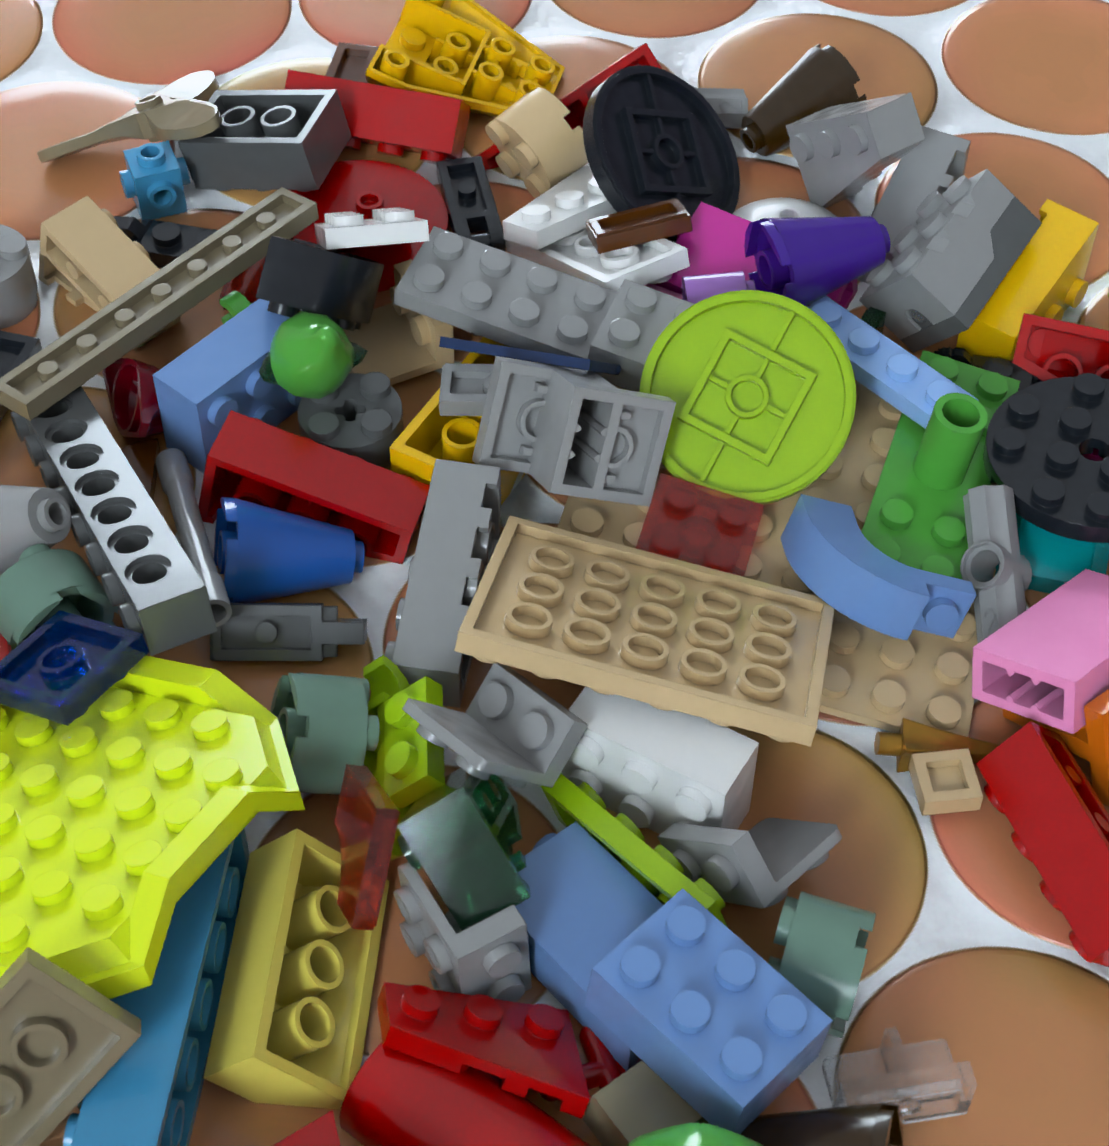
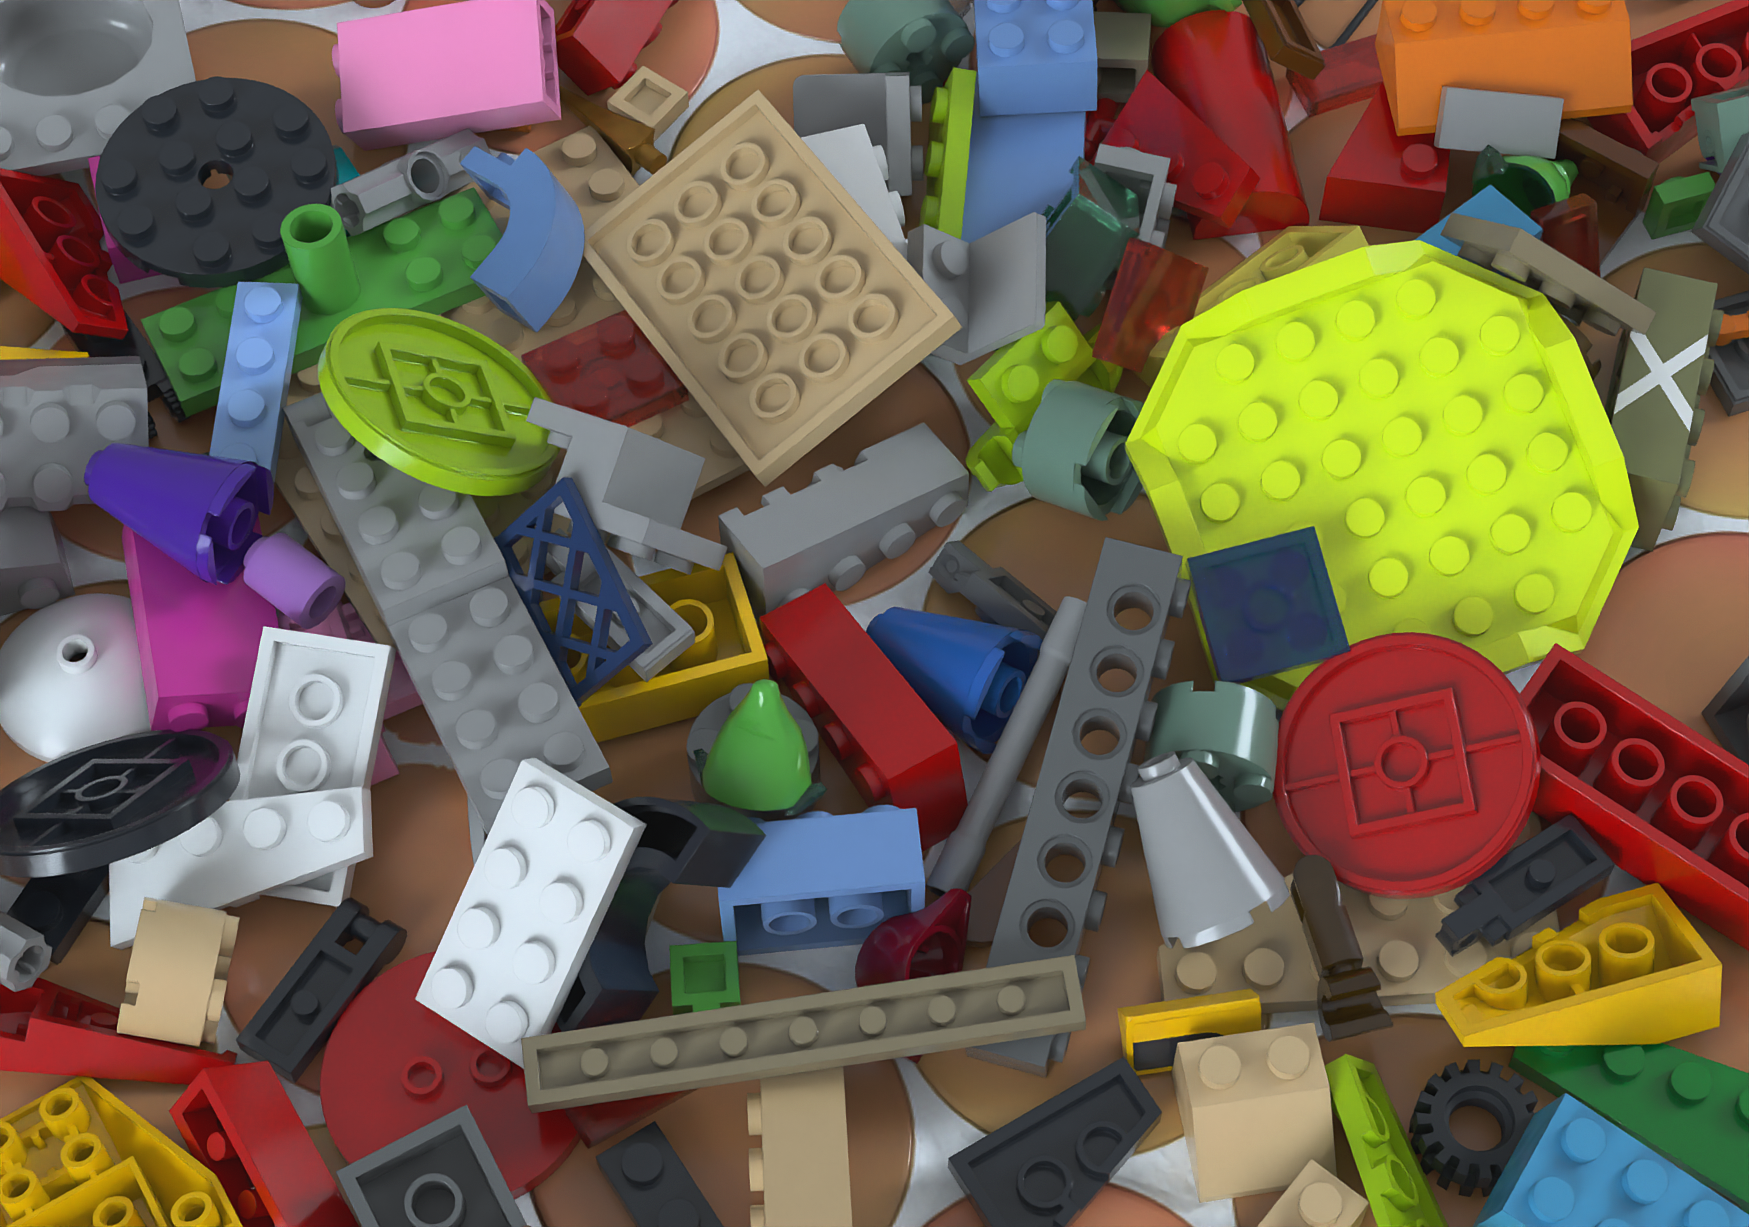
camera: 135 degrees left, 10 degrees up
(638, 225) = (254, 718): reddish brown tile -> none

